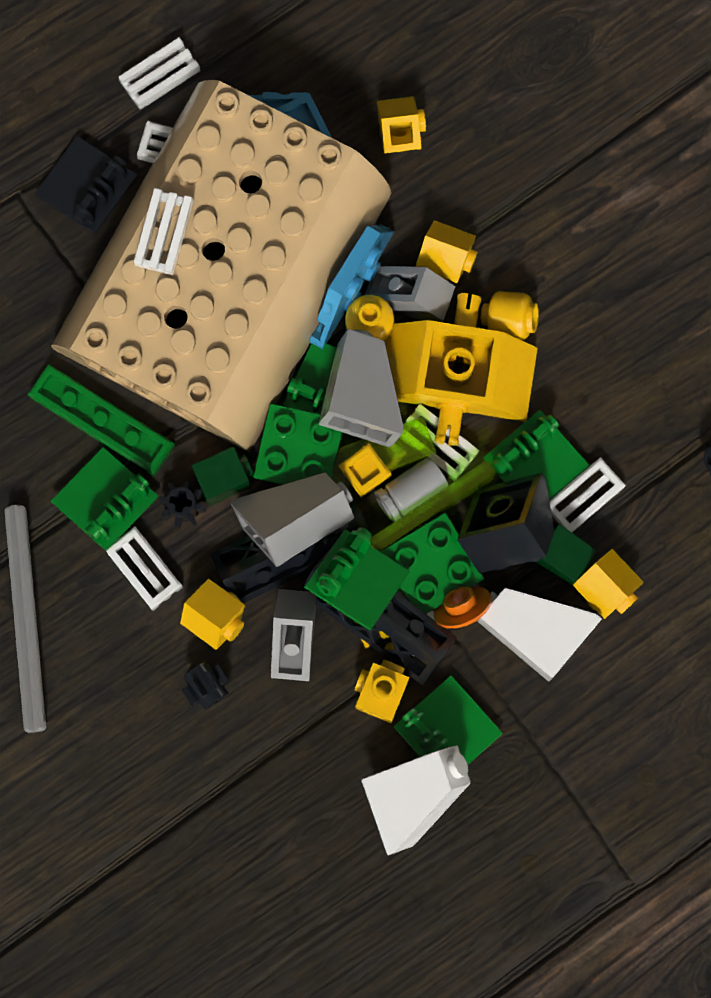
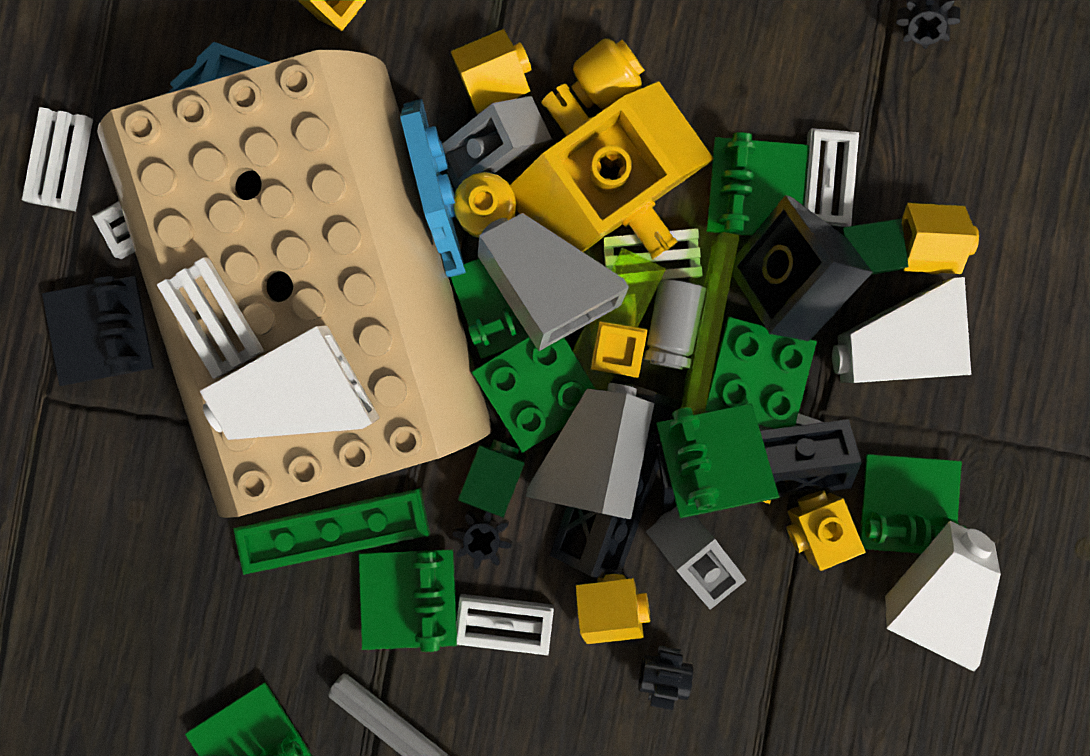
camera: 50 degrees left, 10 degrees up
(167, 306) = (290, 392): none -> white slope
(462, 607) = (841, 390): orange piece -> none

